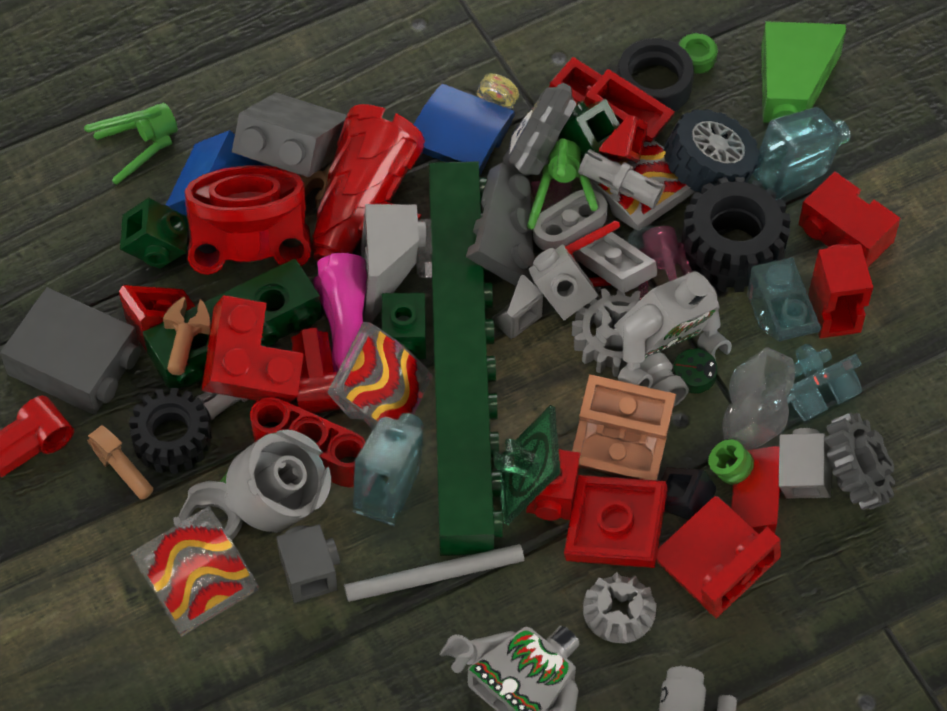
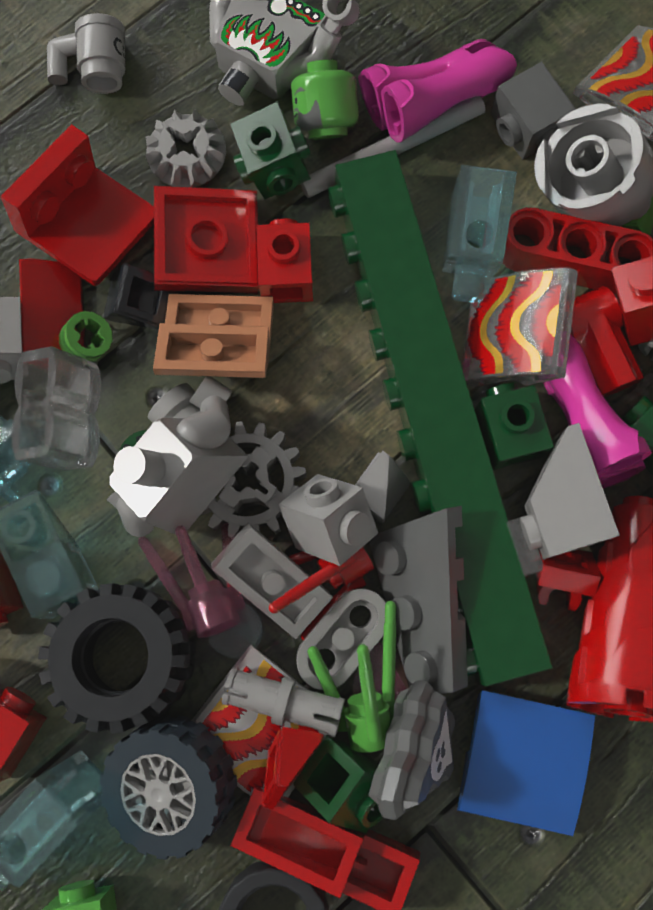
camera: 170 degrees right, 20 degrees up
(416, 610) = (417, 94): none -> dark pink piece
(486, 604) = (325, 100): none -> bright green head
(498, 90) = (490, 834): clear tile -> none
(528, 464) = (314, 251): clear green piece -> none
(545, 566) = (270, 151): none -> dark green brick

